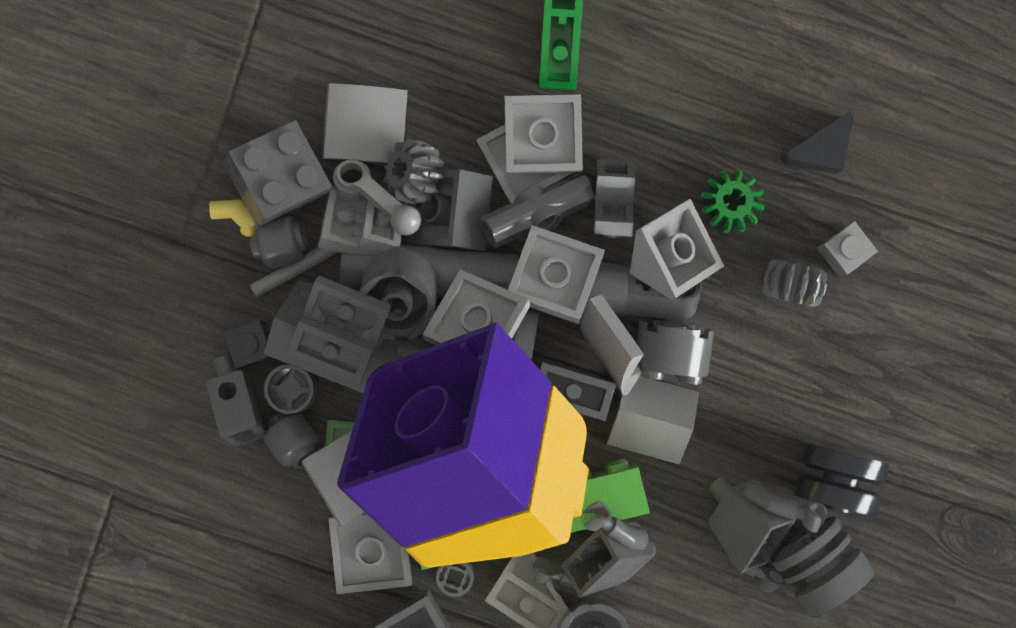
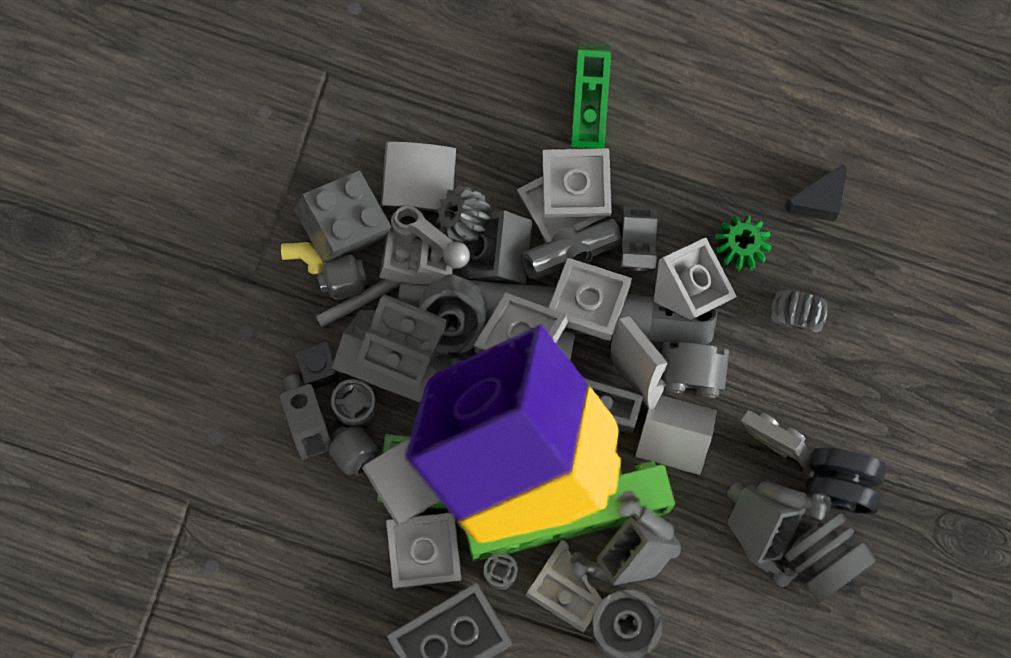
camera: 10 degrees left, 10 degrees down
(777, 434) = (782, 442): none -> light grey wing
(847, 249) = (844, 283): light grey brick -> none

